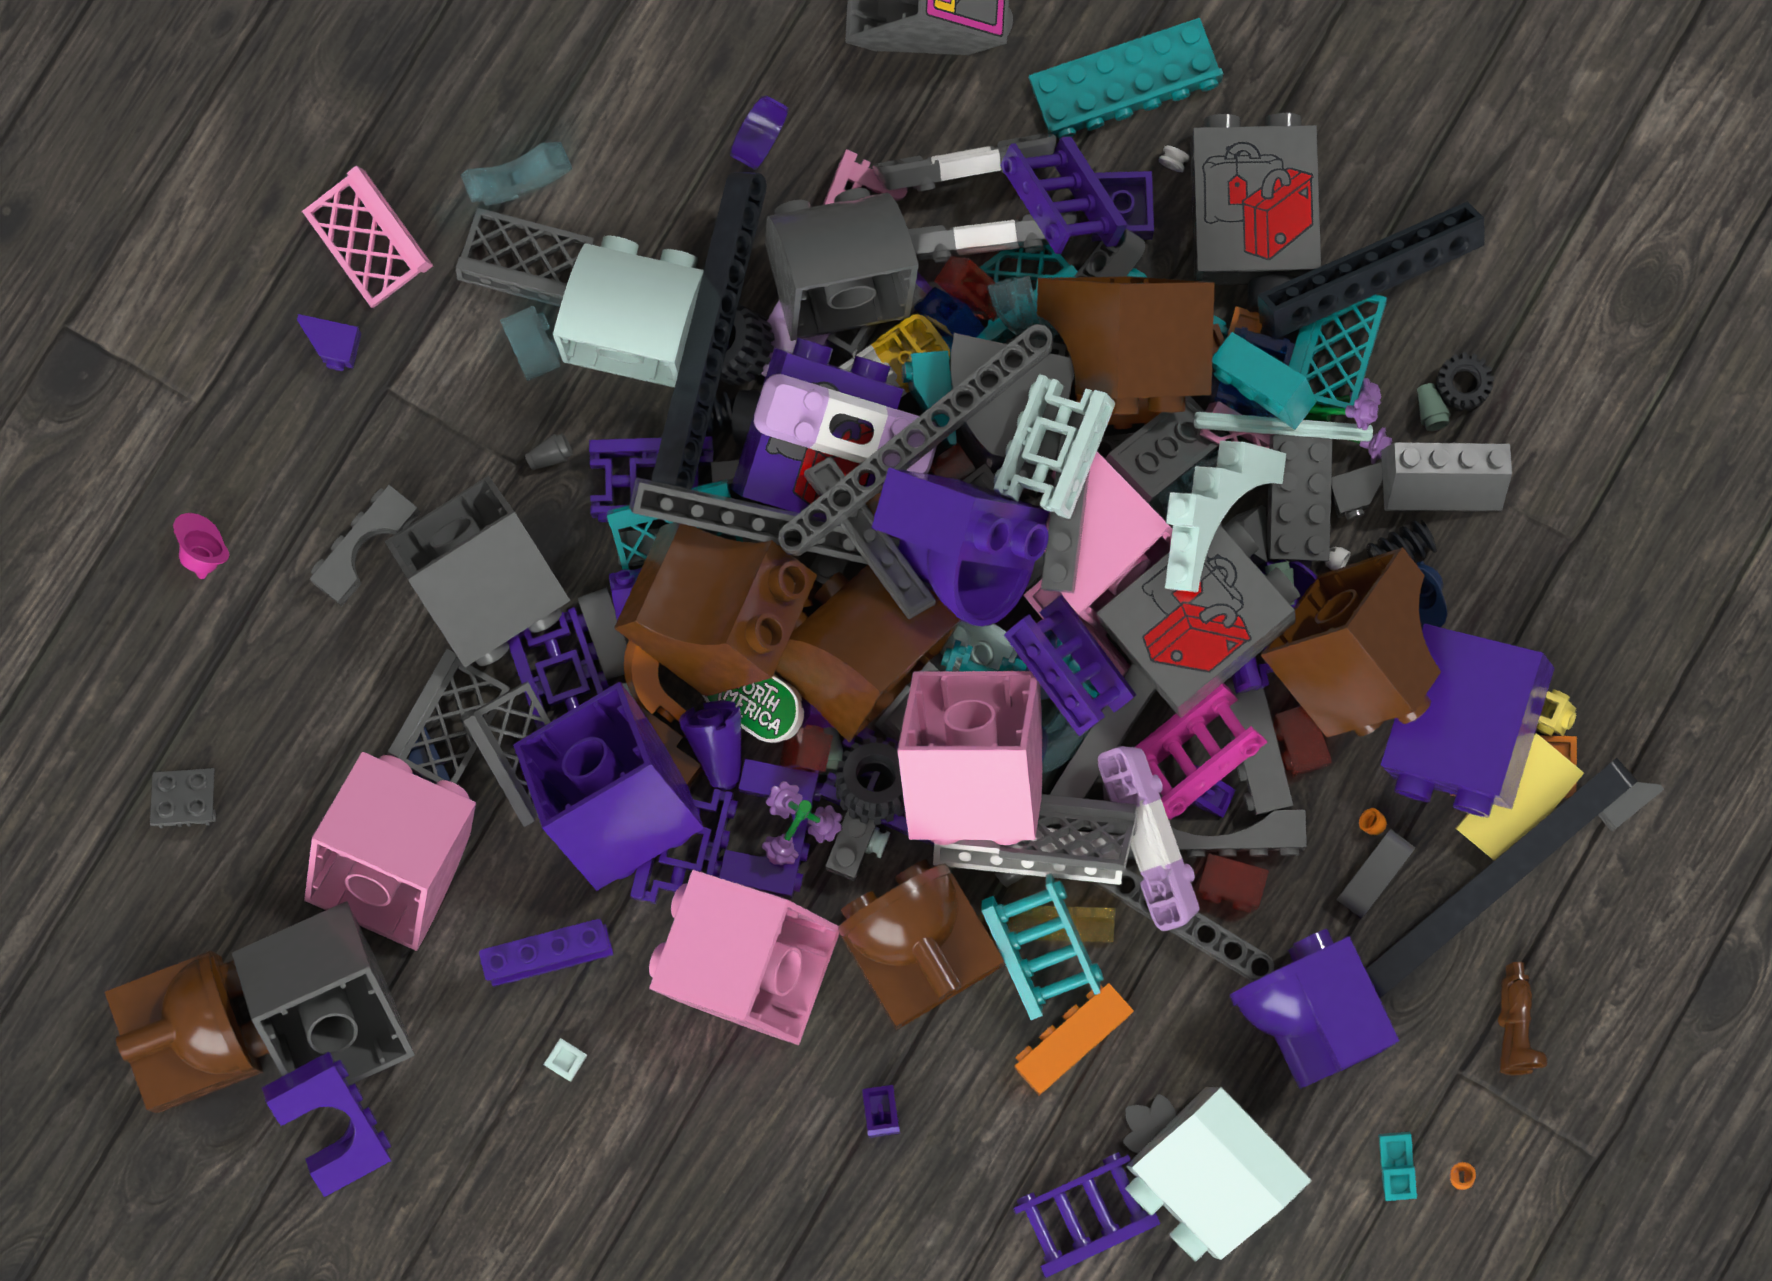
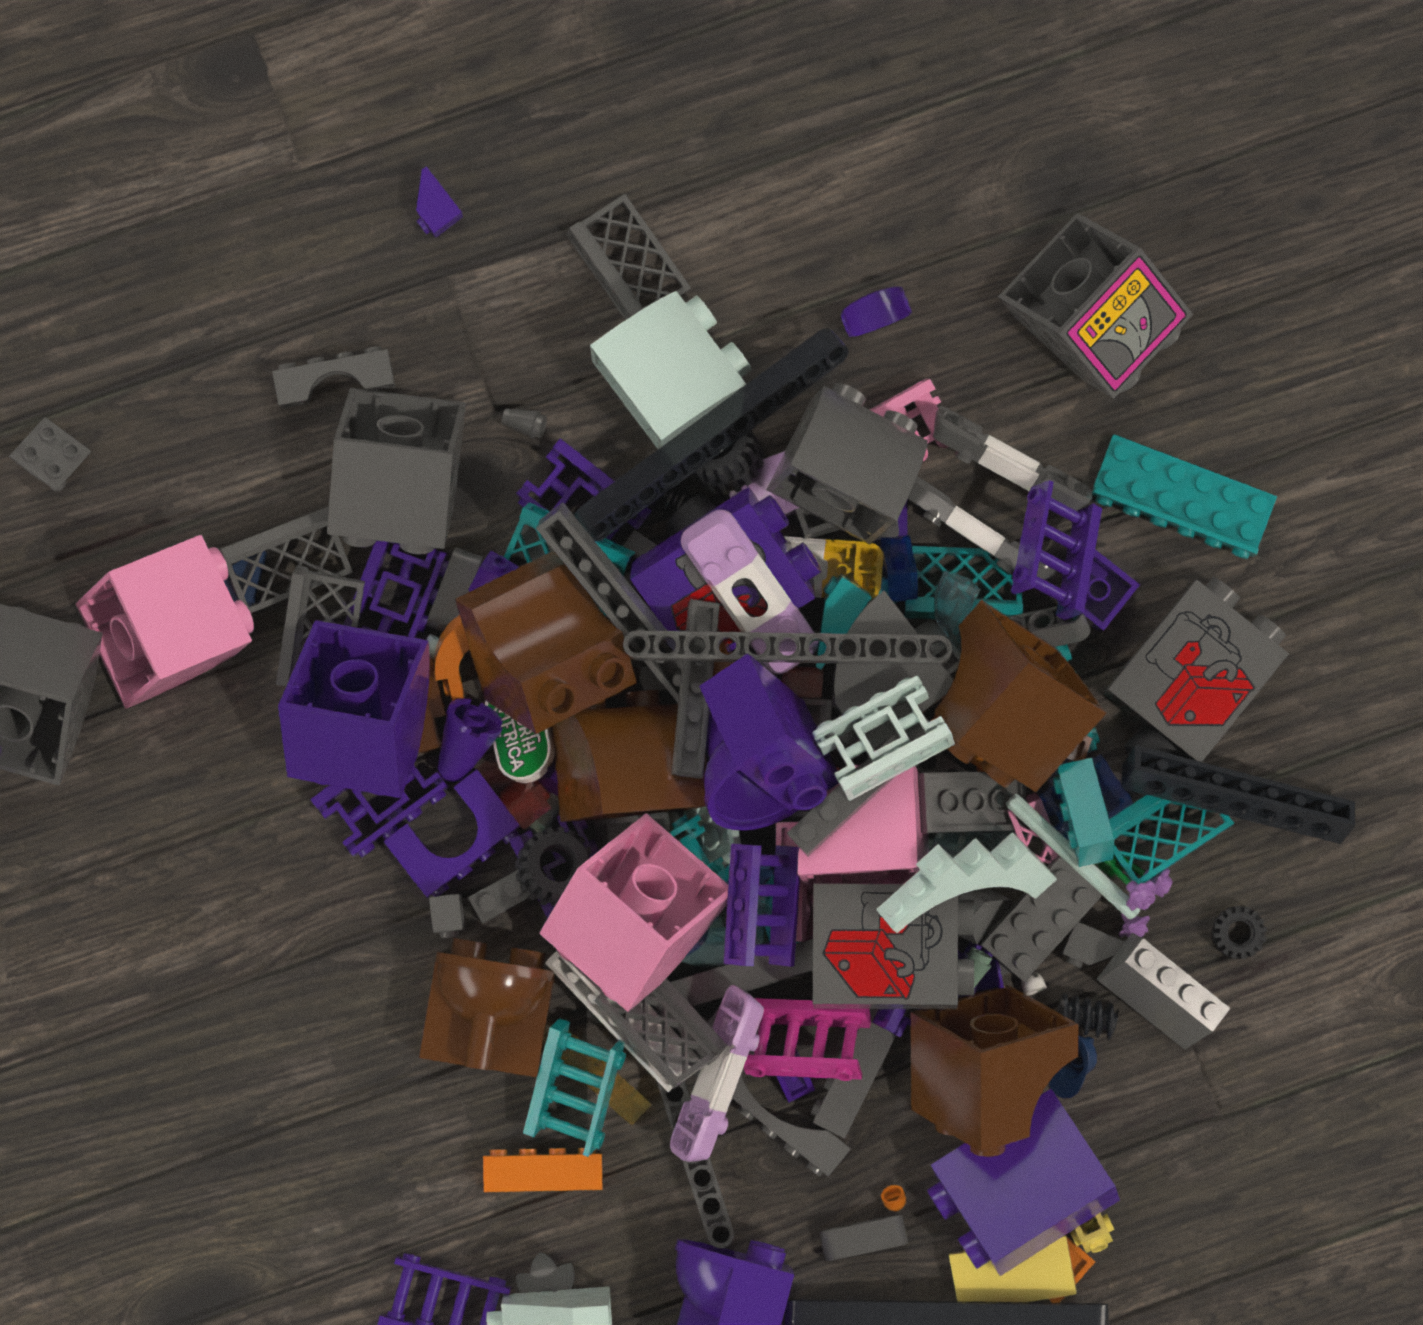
camera: 30 degrees right, 5 degrees up
(200, 544) = (216, 277): dark pink piece -> none
(384, 217) = (550, 144): bright pink fence -> none
(519, 177) = (672, 196): clear light blue arch -> none
(531, 343) = (579, 328): clear light blue brick -> none
(546, 952) = (214, 790): dark purple fence -> none
(565, 1059) = (167, 877): light aqua tile -> none
(743, 956) = (352, 914): bright pink brick -> none
(786, 800) = (477, 825): medium lavender plant -> none
(820, 895) = (447, 915): none -> dark grey brick
(878, 842) = (522, 910): light aqua bush -> none
(880, 1111) = (360, 1106): dark purple slope -> none
(968, 284) = (930, 557): clear red brick -> none
(1173, 158) = (1167, 586): white bush -> none
(1232, 882) = (754, 1155): clear red brick -> none
(1247, 319) = (1114, 753): orange plate -> none
(1302, 742) = (891, 1097): clear red brick -> none
(1432, 409) = (1198, 932): sand green cone -> none

